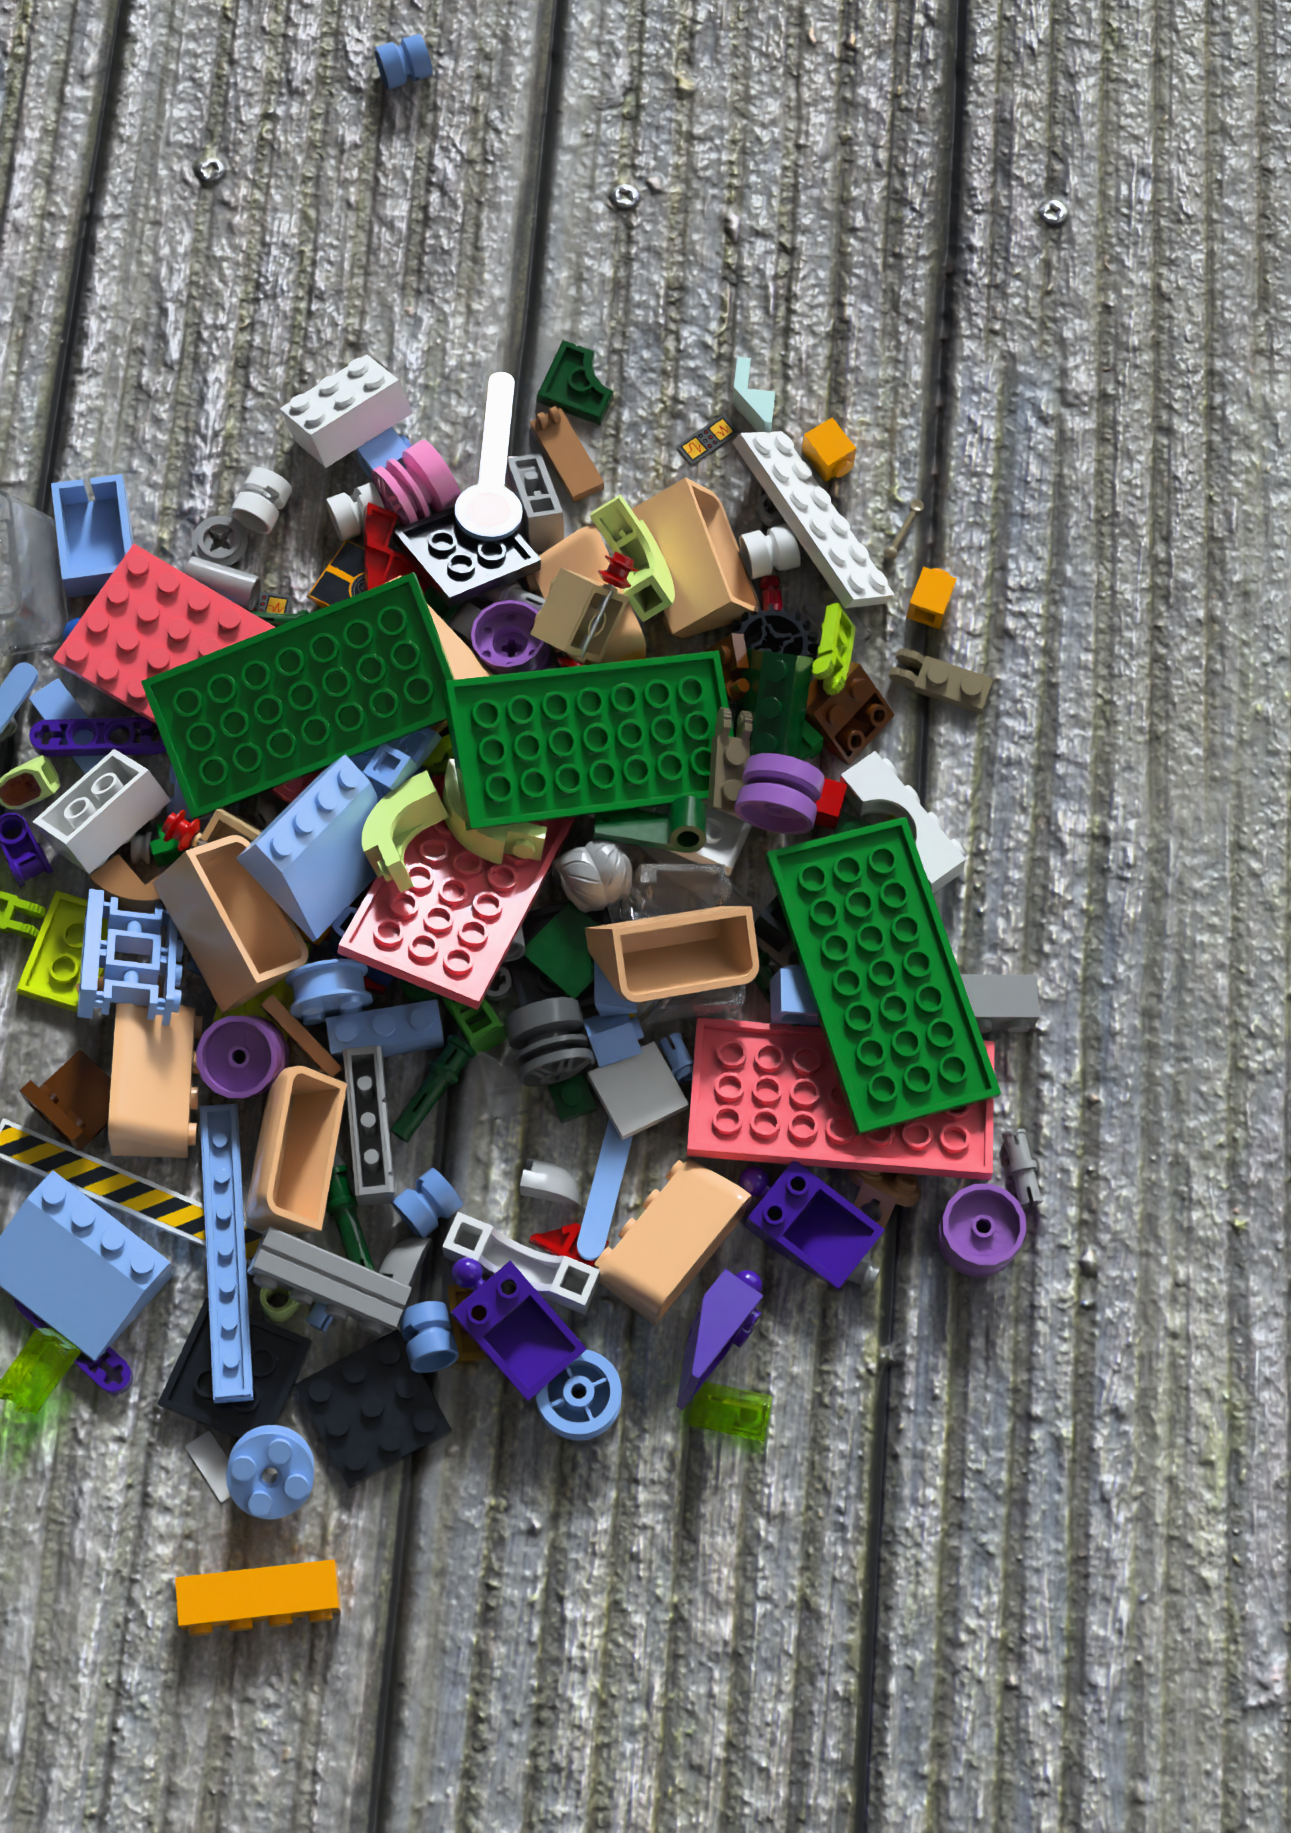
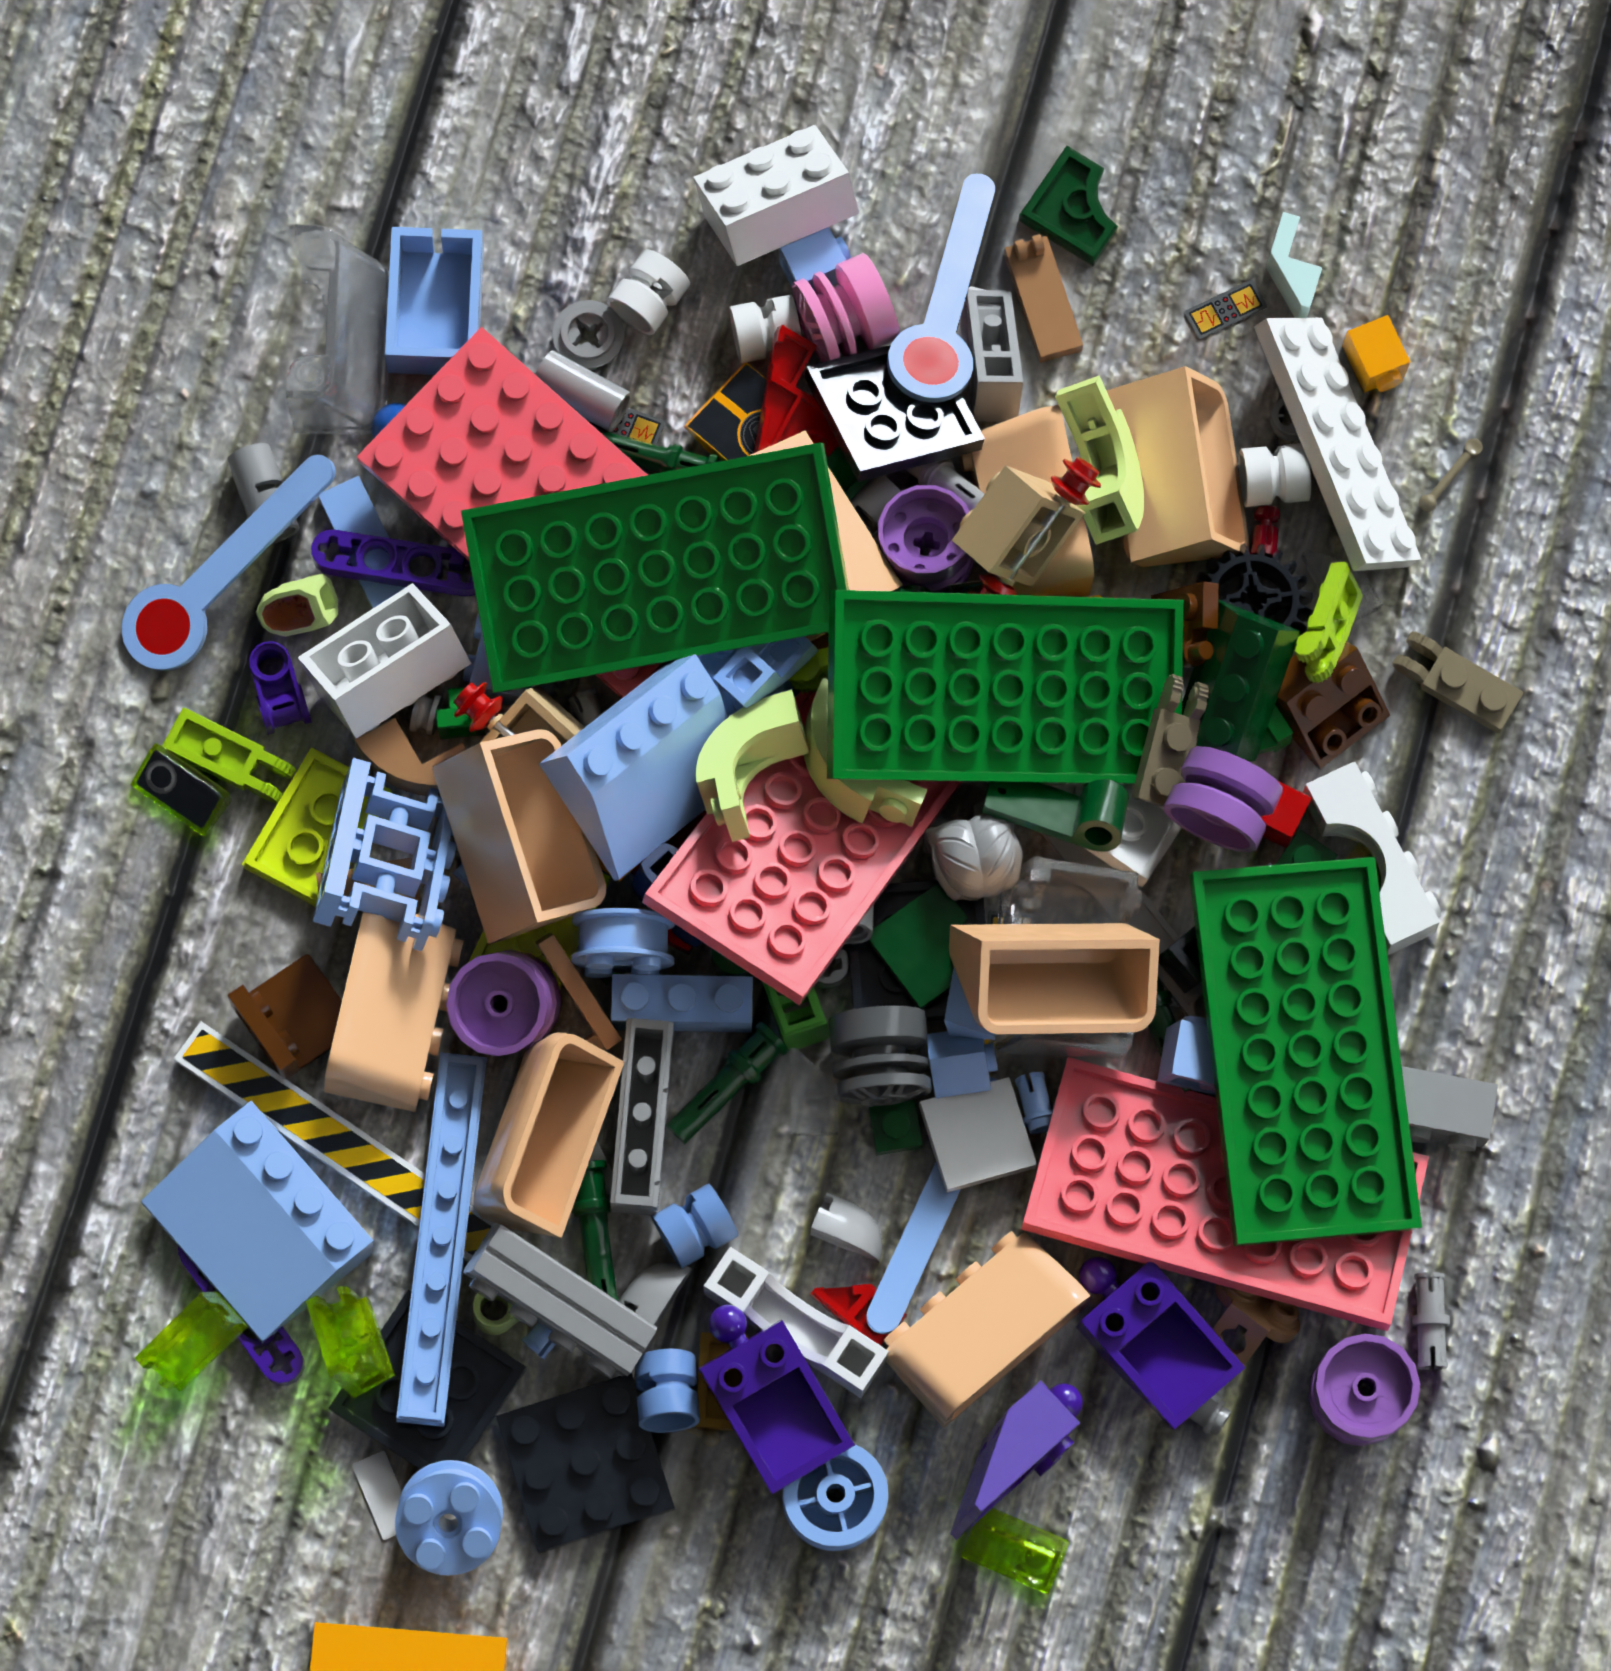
camera: 10 degrees right, 5 degrees up
(166, 1346) = (350, 1341): none -> clear neon green hinge
(931, 597) = (1467, 571): light orange brick -> none

